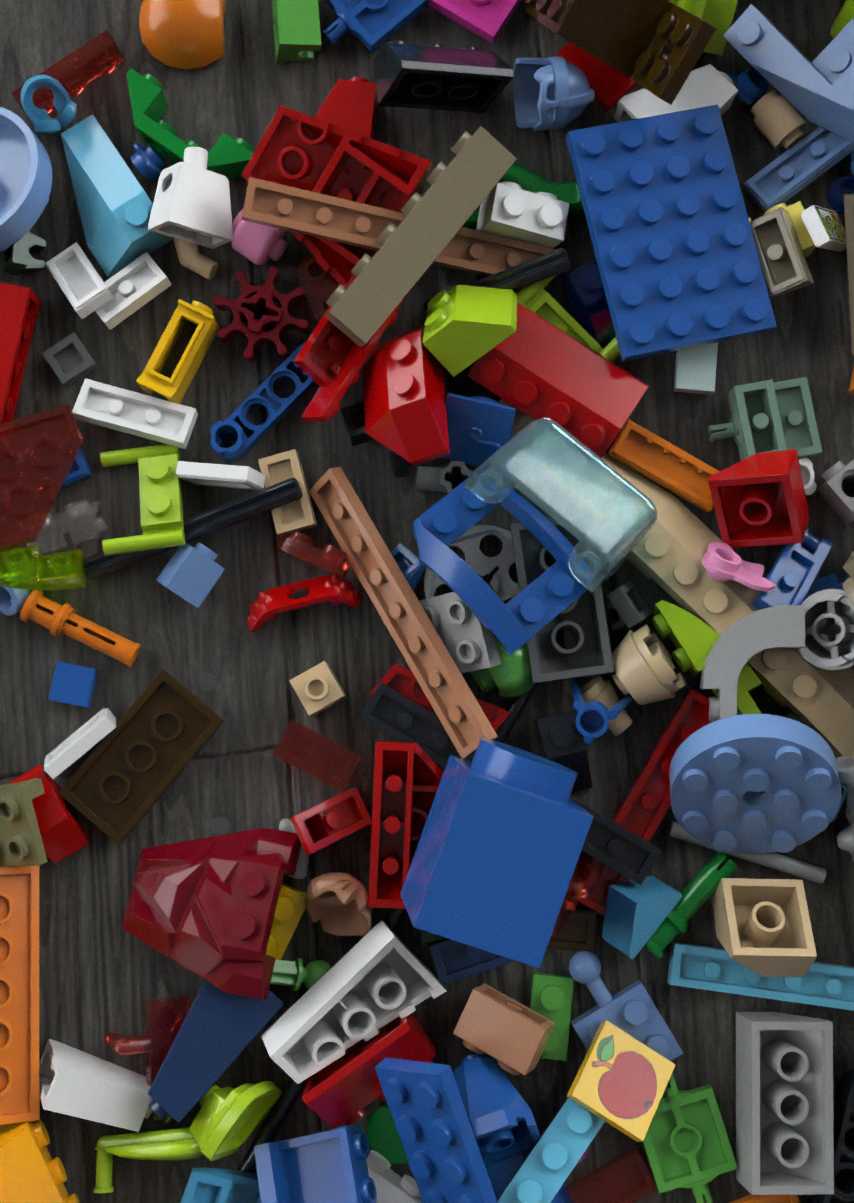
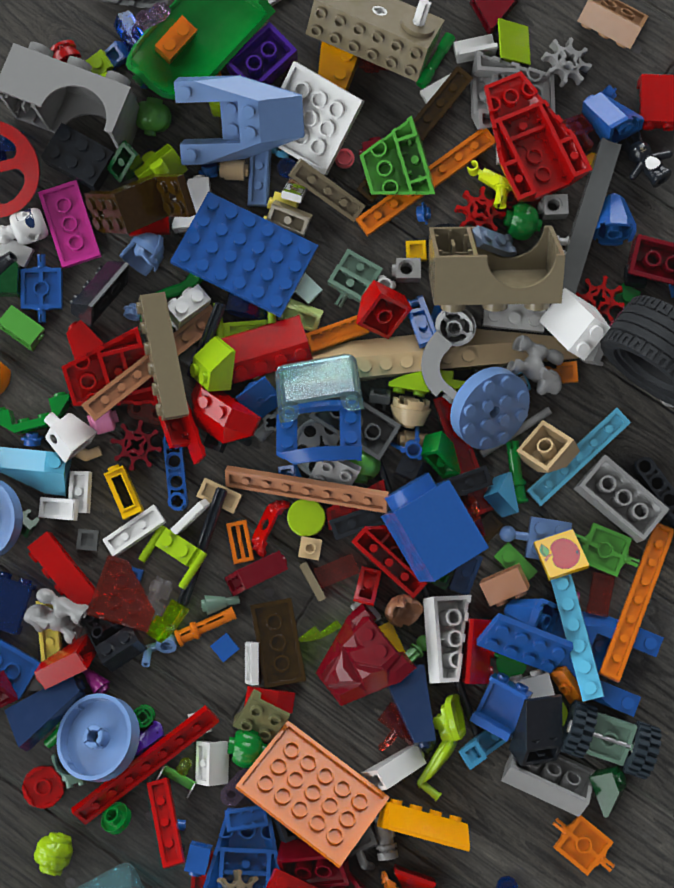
camera: 50 degrees left, 0 degrees up
(122, 615) = (215, 603): none -> sand green cone
(191, 573) = (220, 561): medium blue brick -> none
(199, 800) = (314, 633): none -> clear neon green slope
(218, 640) = (256, 573): none -> dark red slope
(259, 586) = (243, 558): none -> orange tile
(272, 733) = (312, 581): none -> dark tan tile
(328, 559) = (247, 508): clear red plate -> none
(358, 645) = (306, 517): none -> lime head
(442, 147) = (131, 313): none -> medium blue plate
(619, 768) = (440, 454): none -> green slope
(659, 404) = (308, 314): none -> yellowish green slope
(726, 565) = (395, 346): bright pink plate -> none

